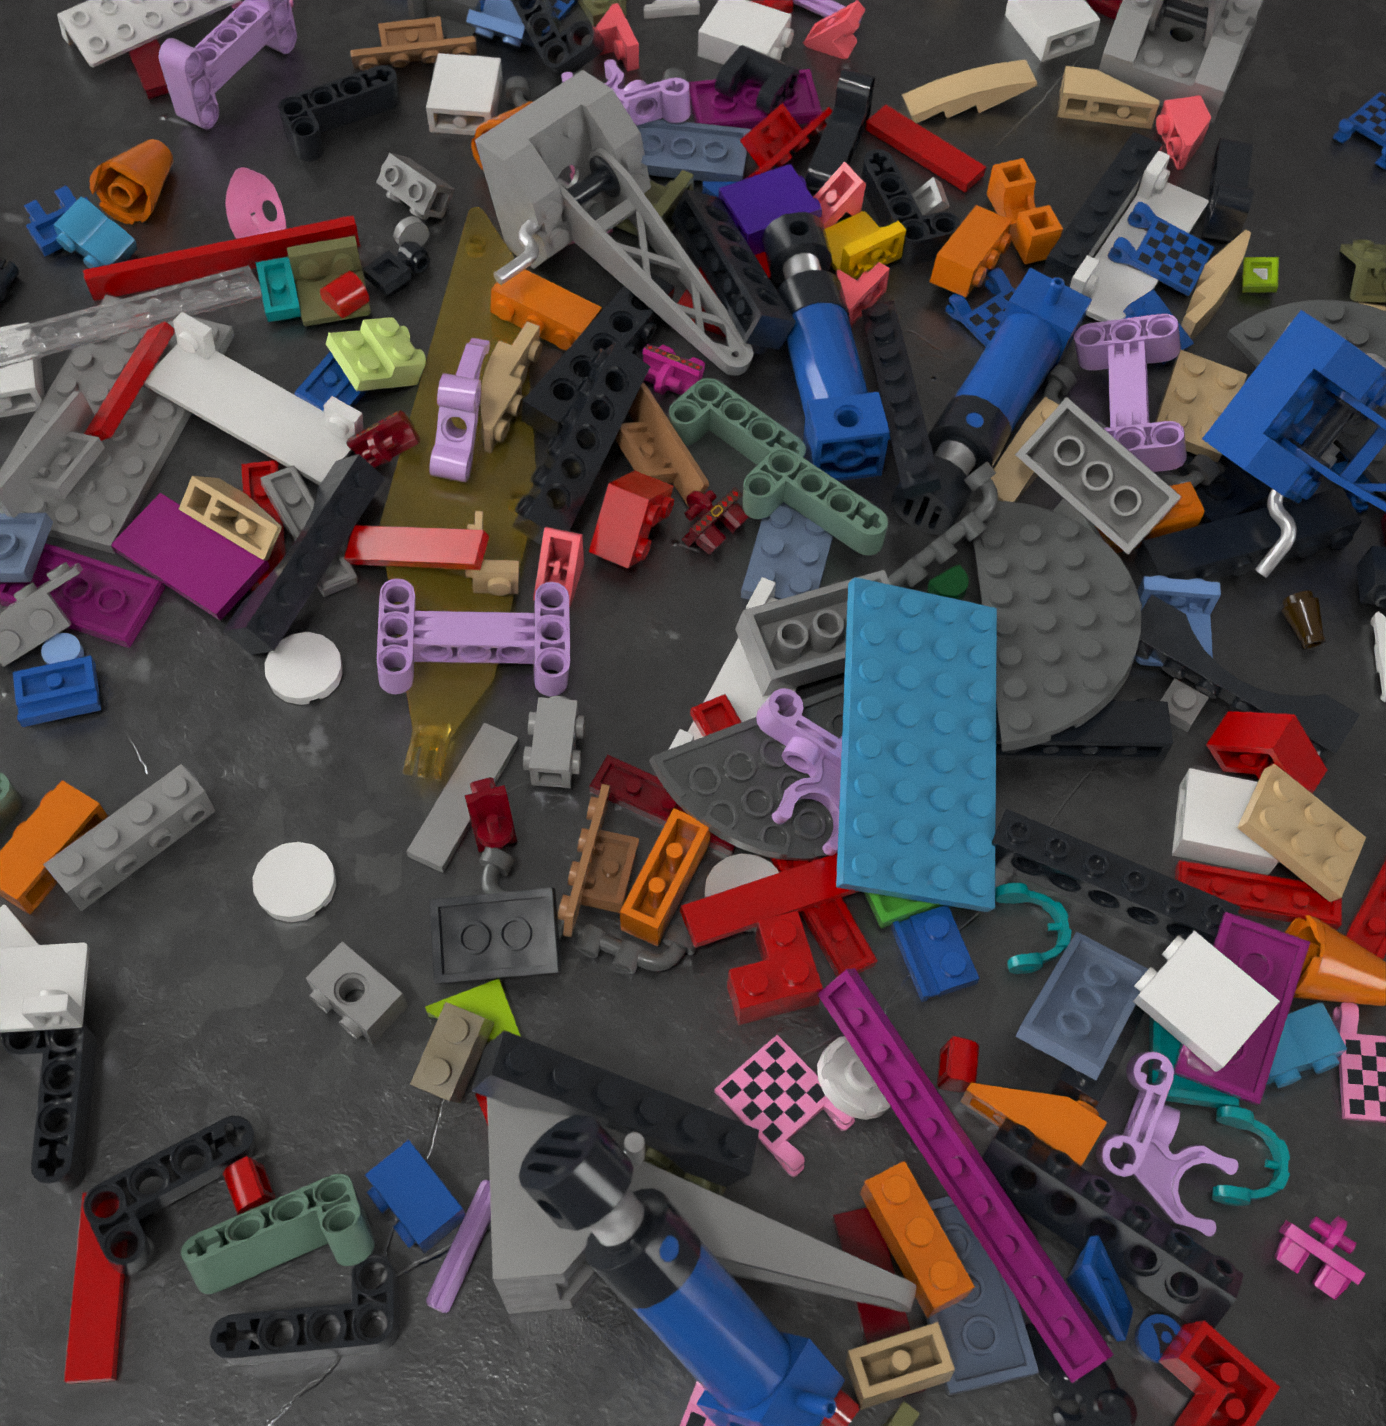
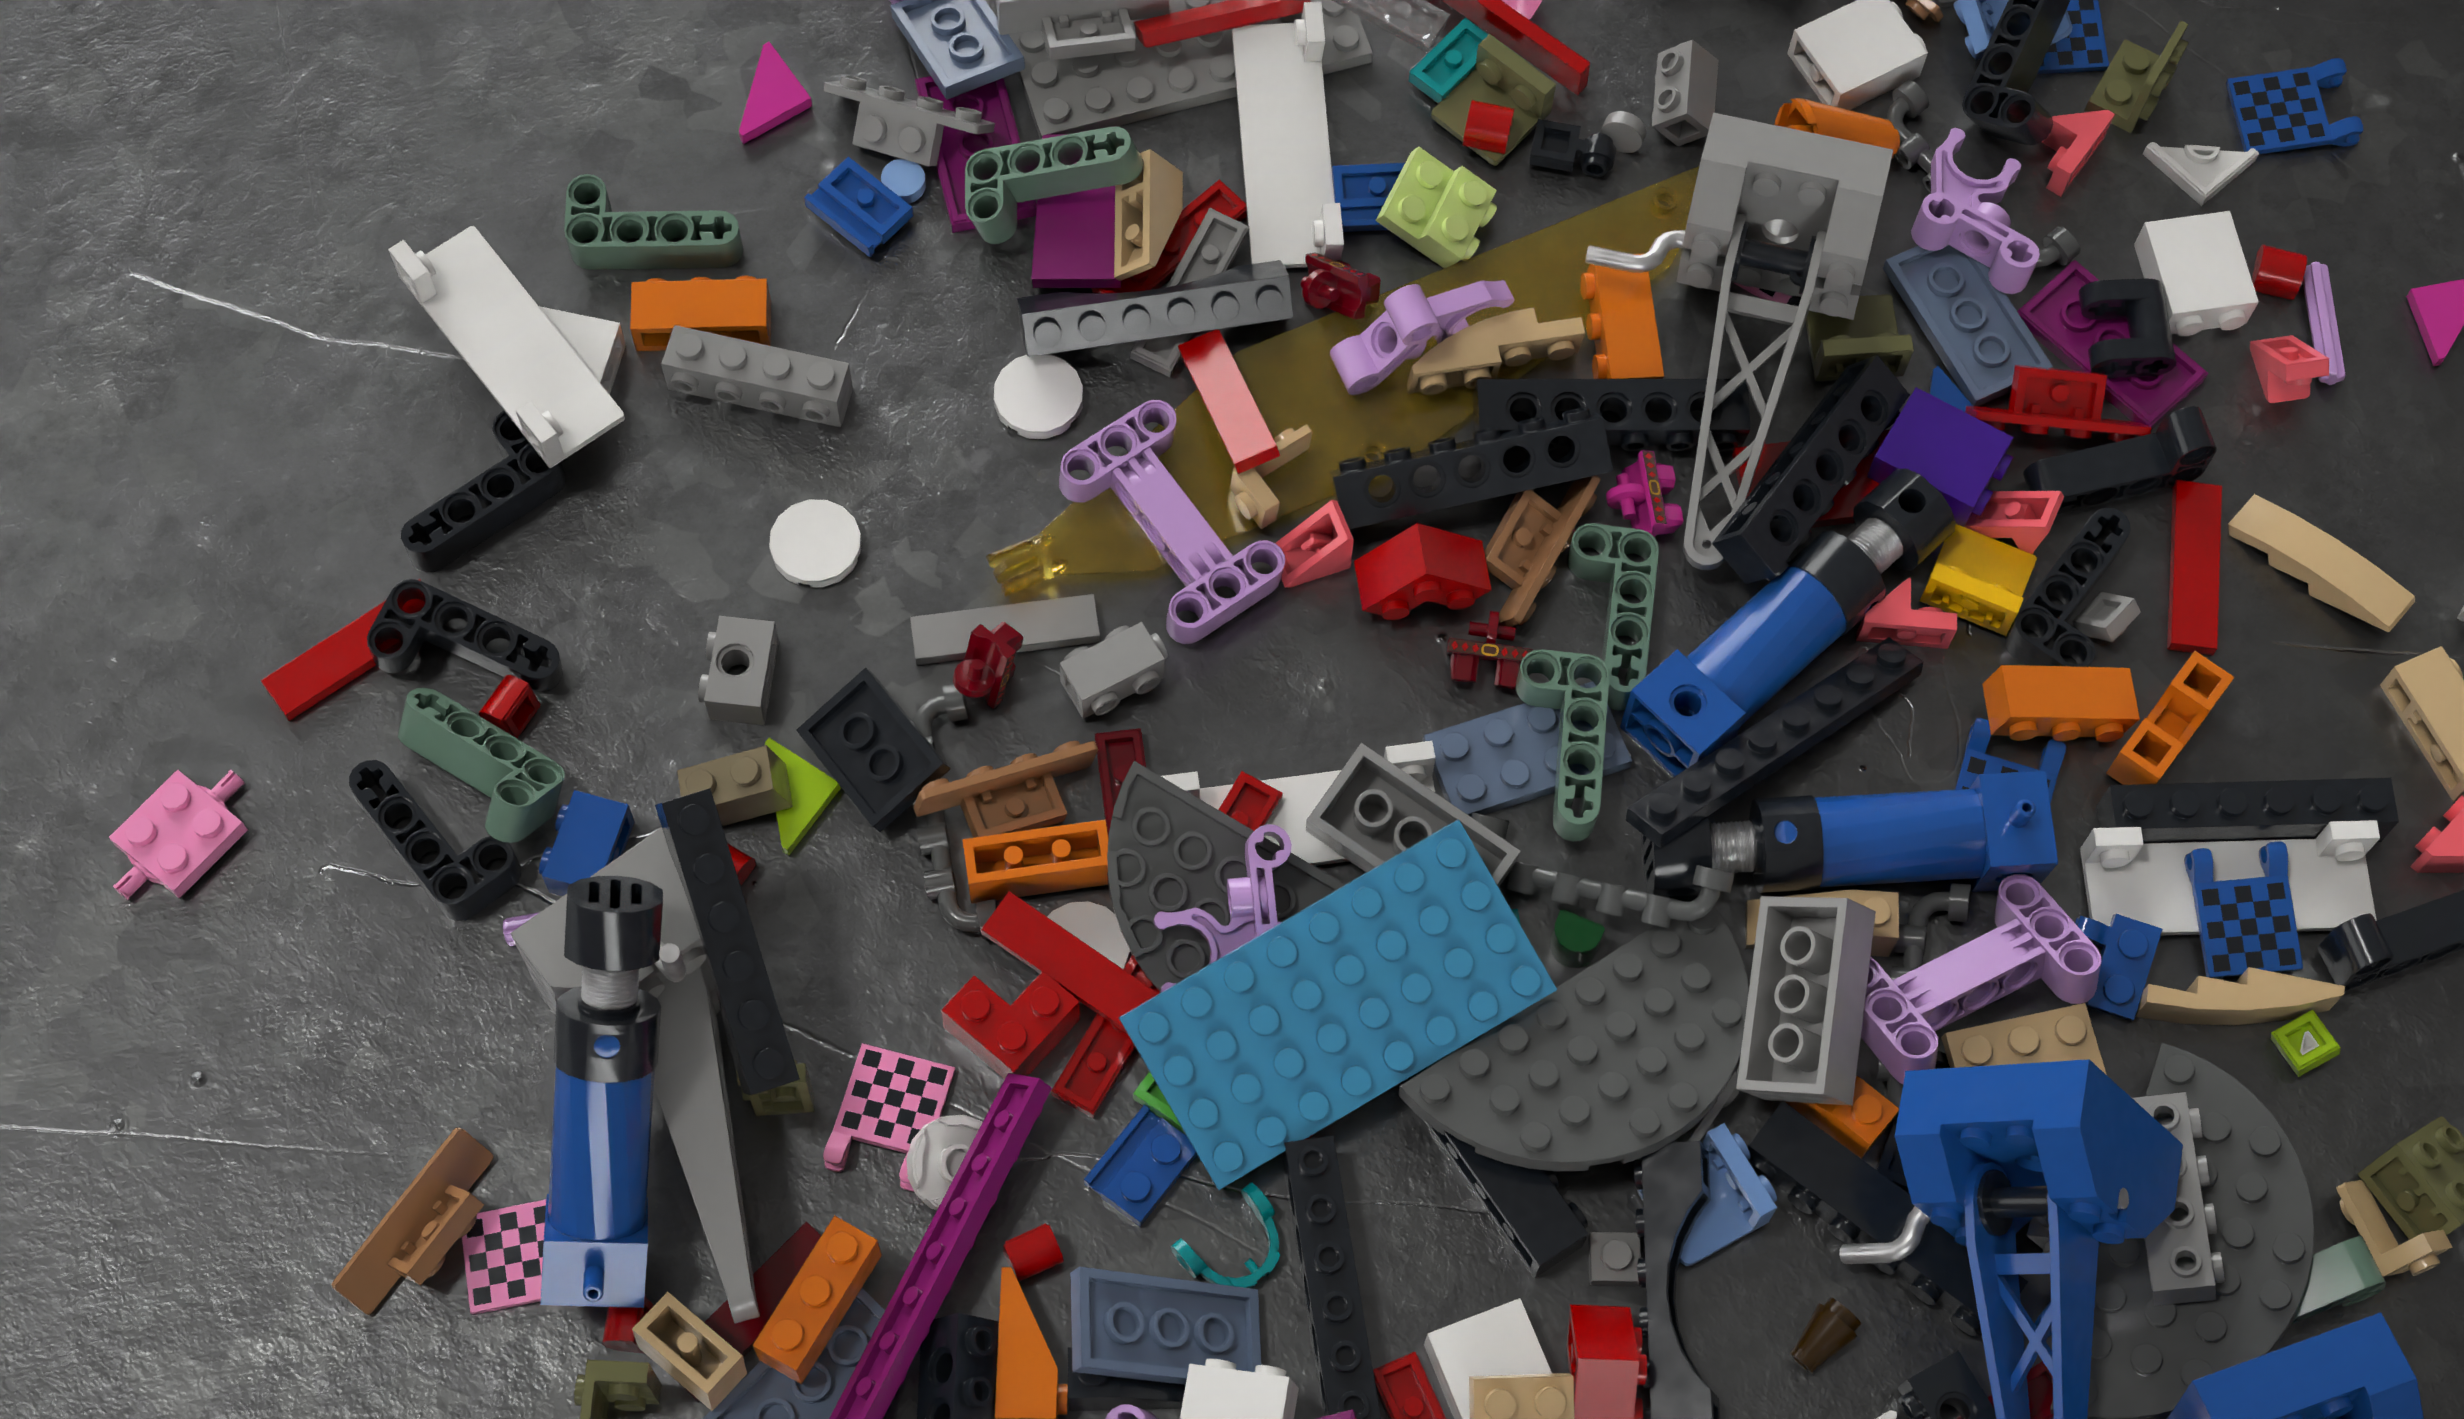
camera: 55 degrees right, 5 degrees up
(186, 500) = (1006, 174): none -> sand green beam

